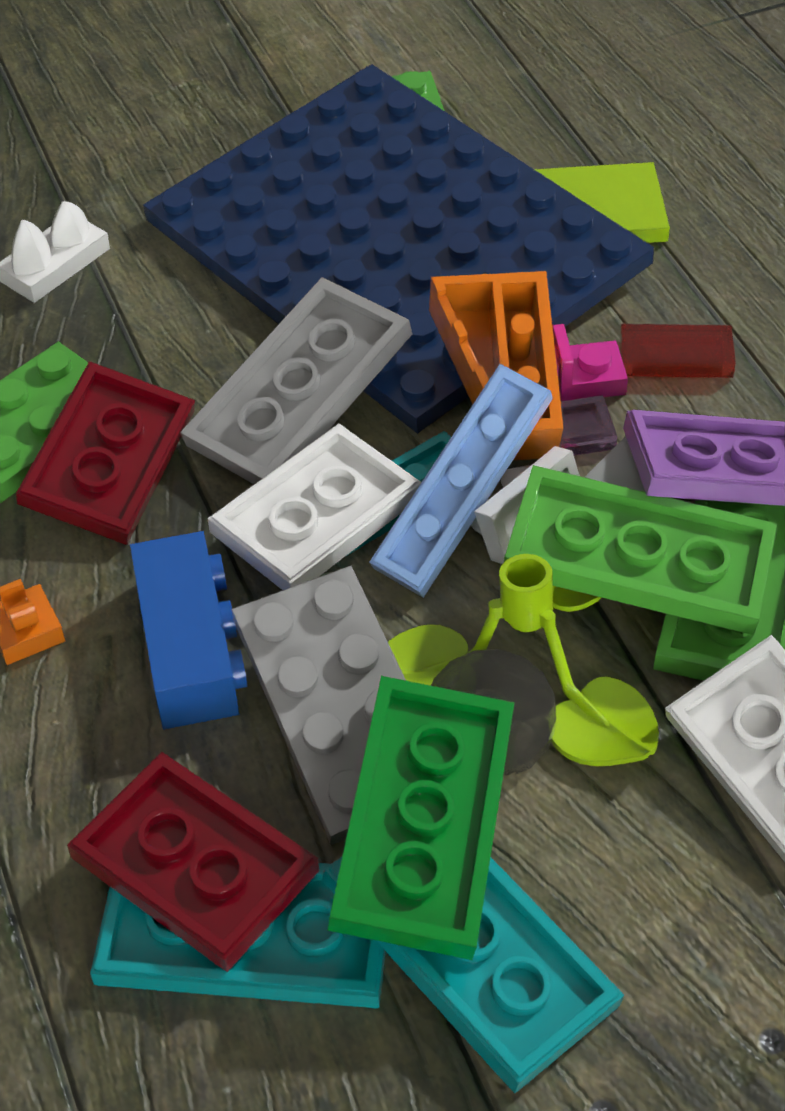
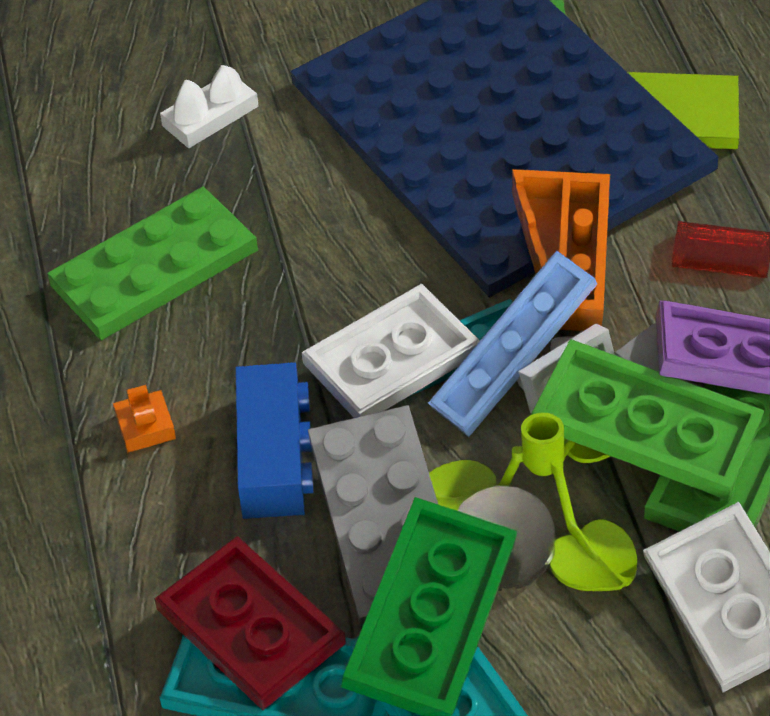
camera: 10 degrees right, 0 degrees up
(106, 453) = (229, 286): dark red tile -> none
(297, 381) = (394, 243): light grey plate -> none
(587, 426) = (628, 307): clear purple tile -> none
(588, 368) = (639, 256): dark pink bracket -> none

